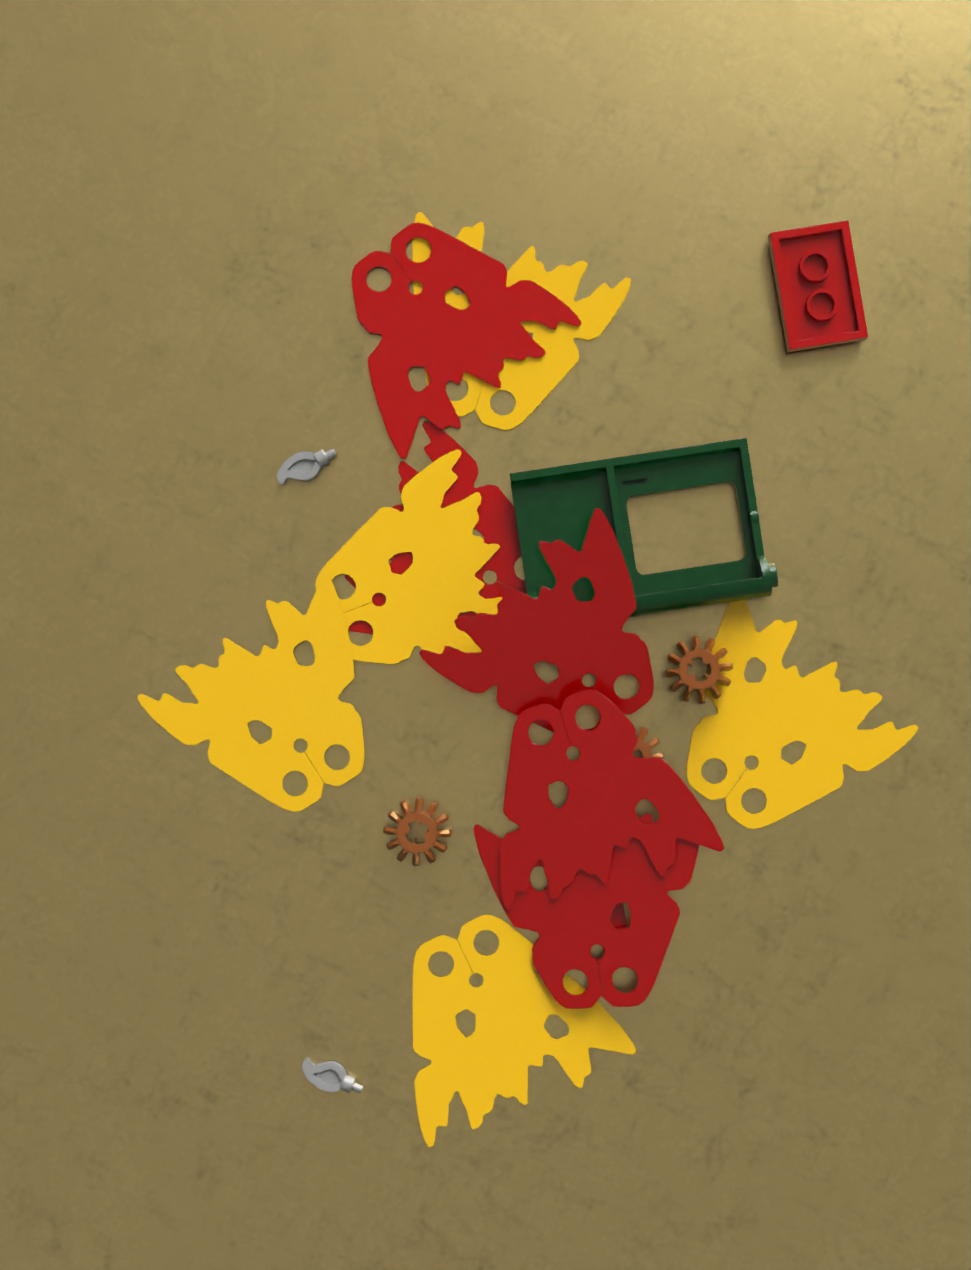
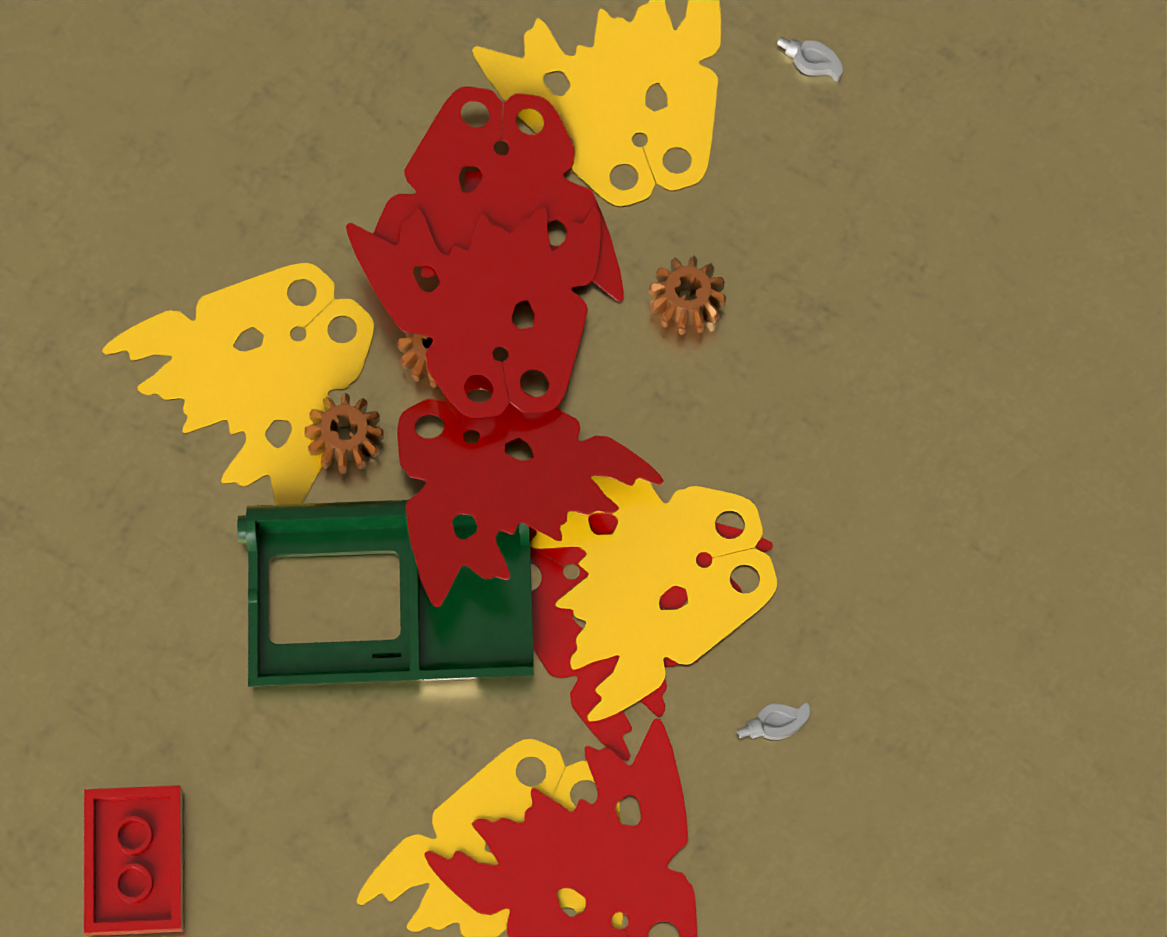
camera: 175 degrees left, 15 degrees down
(281, 694) = (831, 468): yellow piece -> none

